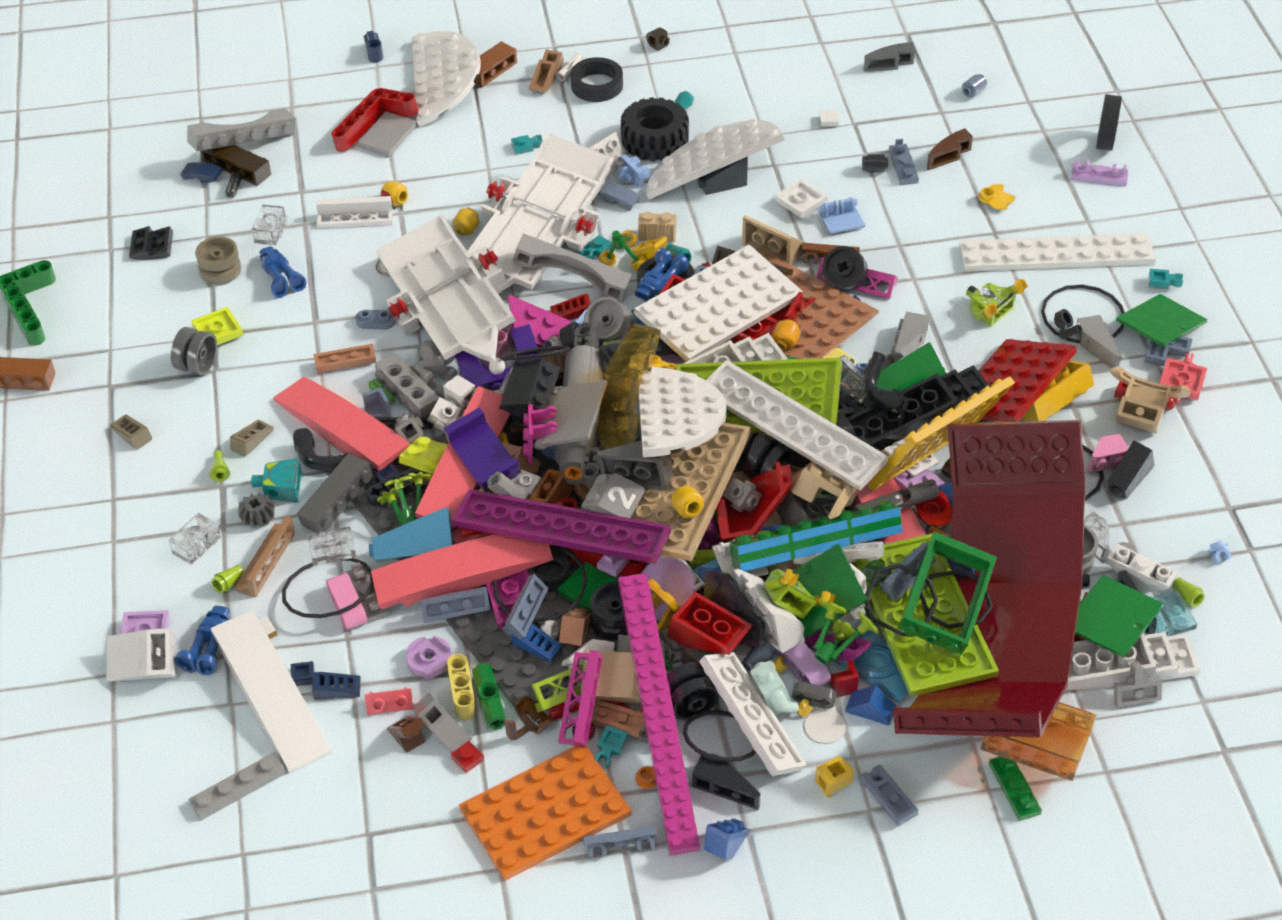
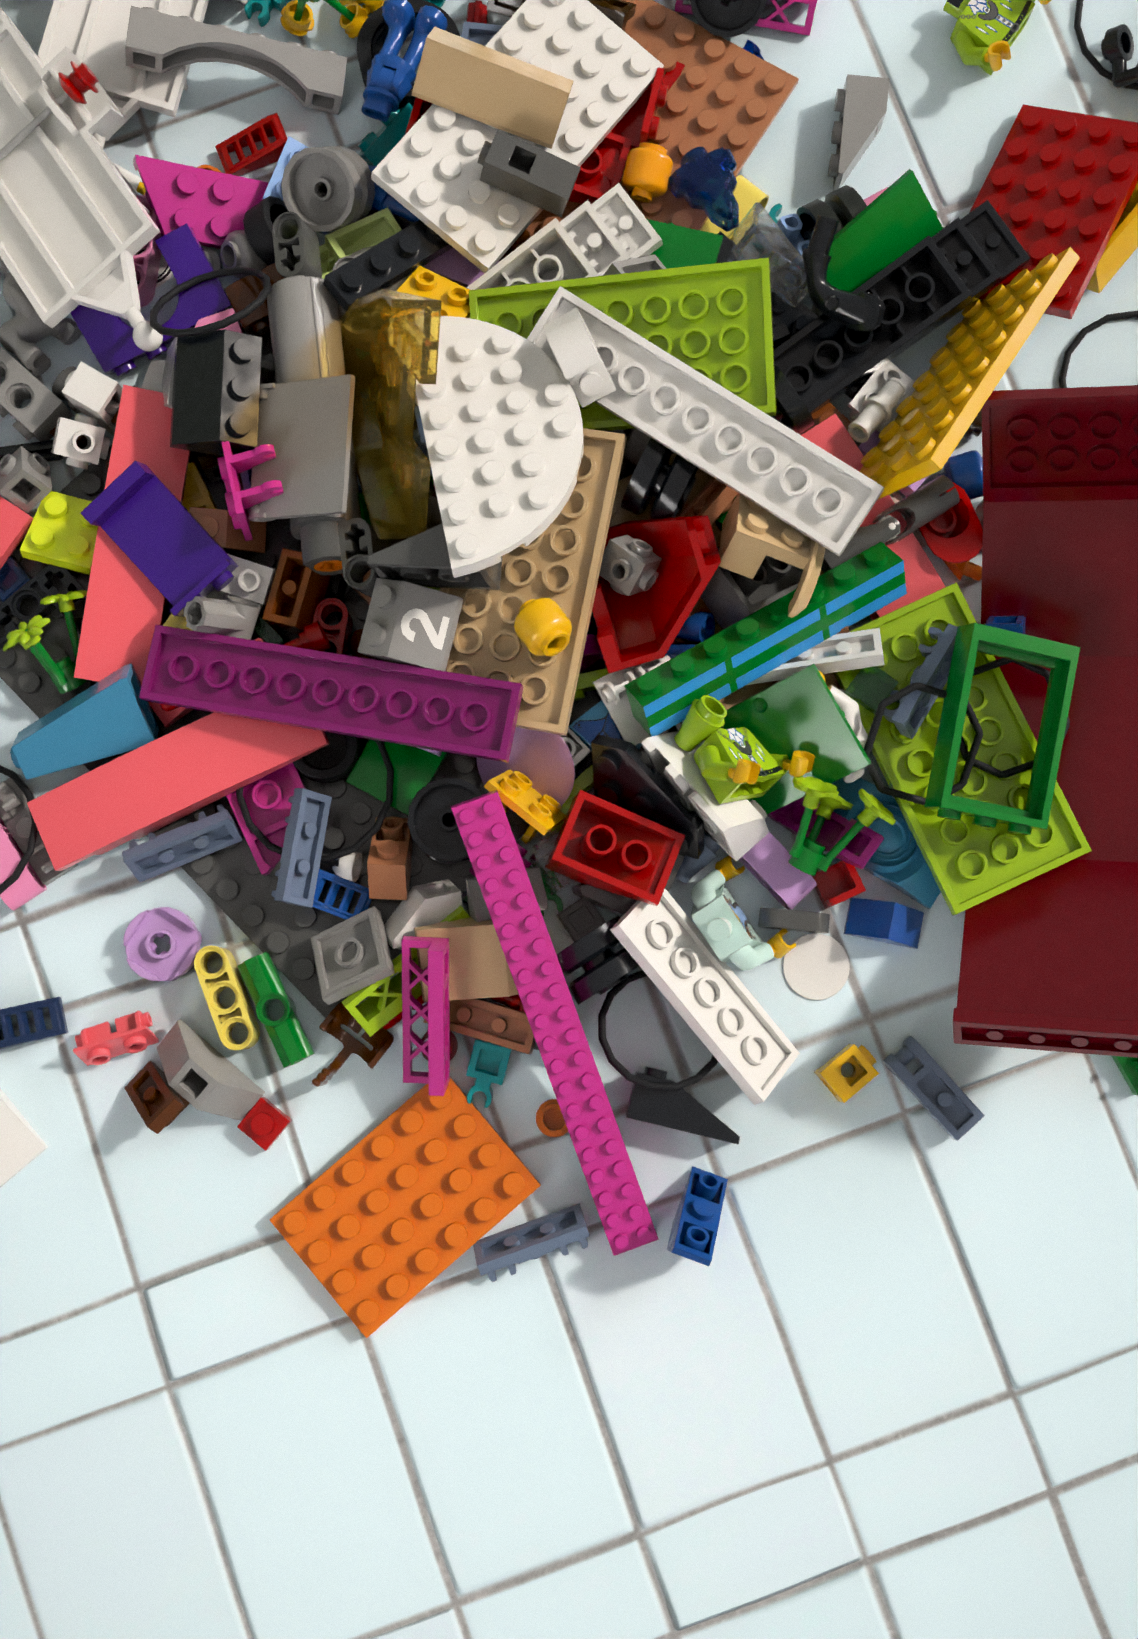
camera: 10 degrees left, 35 degrees up
(542, 665) = (351, 955): none -> light grey plate
(706, 283) = (491, 87): none -> tan slope
(719, 318) = (528, 172): none -> dark grey brick
(730, 387) = (579, 357): none -> white brick
(769, 564) = (702, 719): none -> lime cone
(818, 341) = (708, 185): none -> clear blue rock

